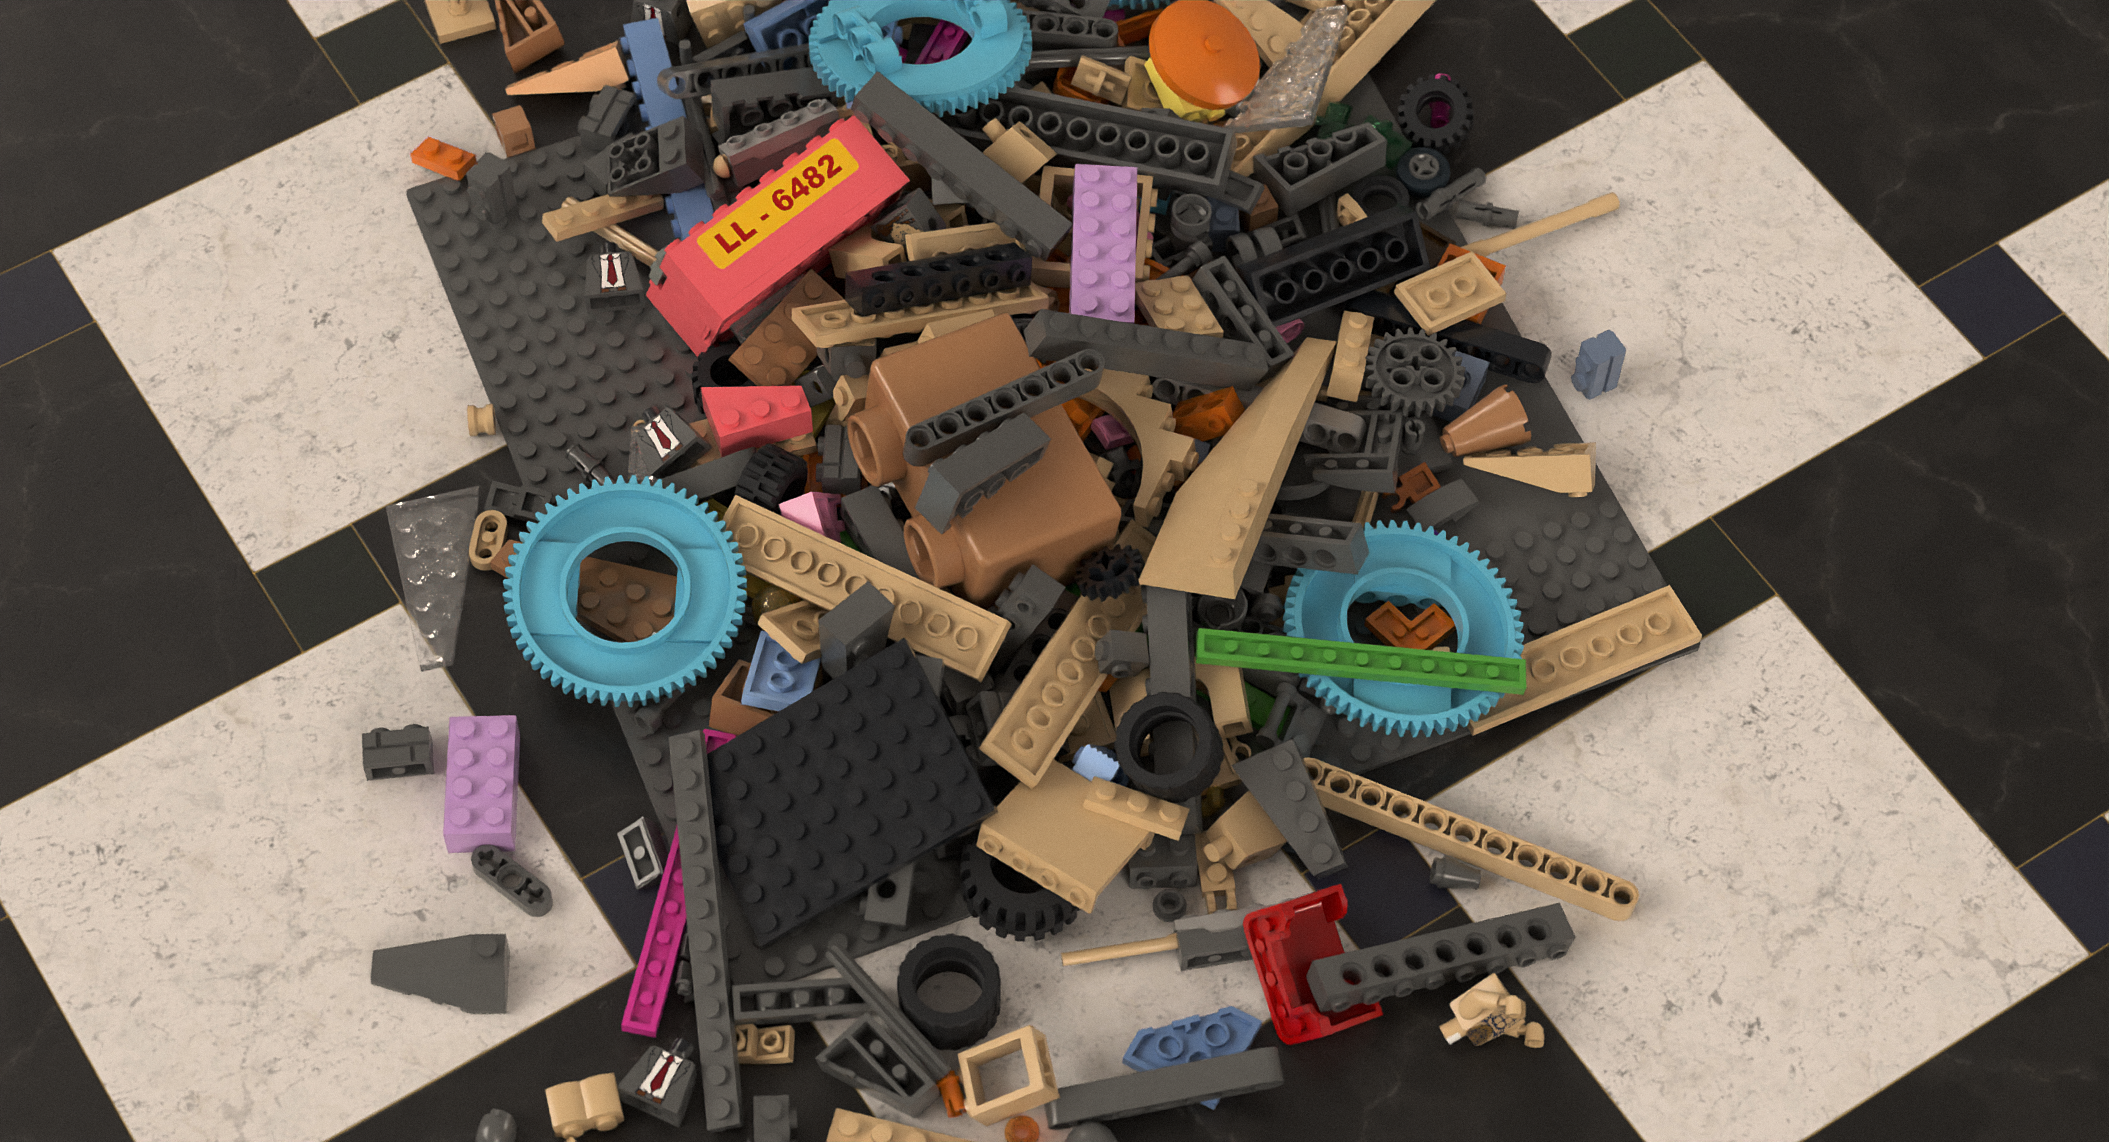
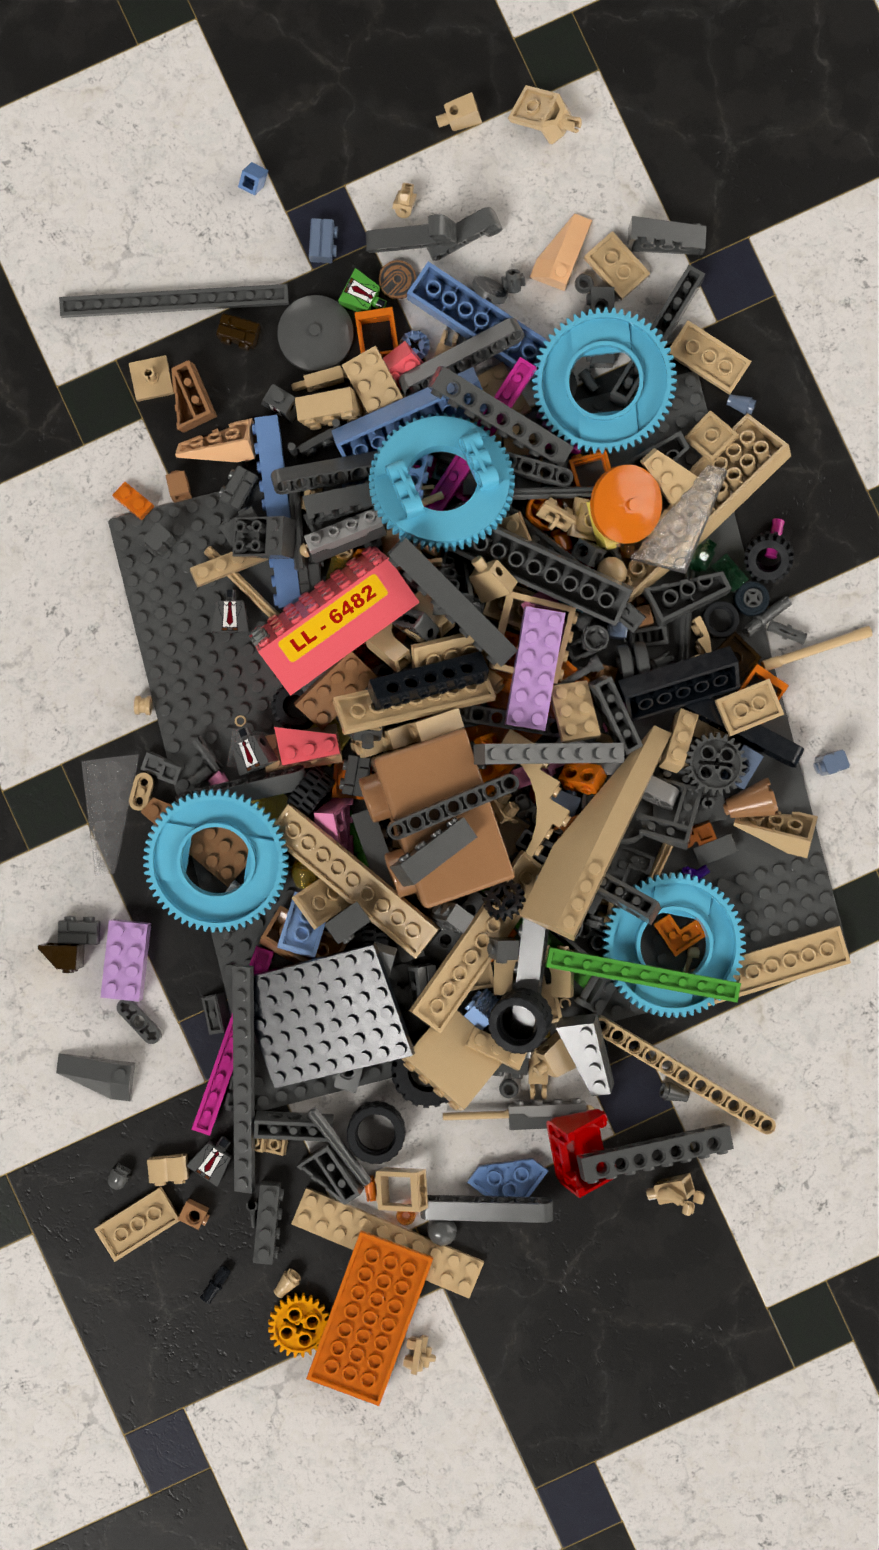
camera: 10 degrees right, 30 degrees up
(374, 780) = (64, 956): none -> dark brown slope

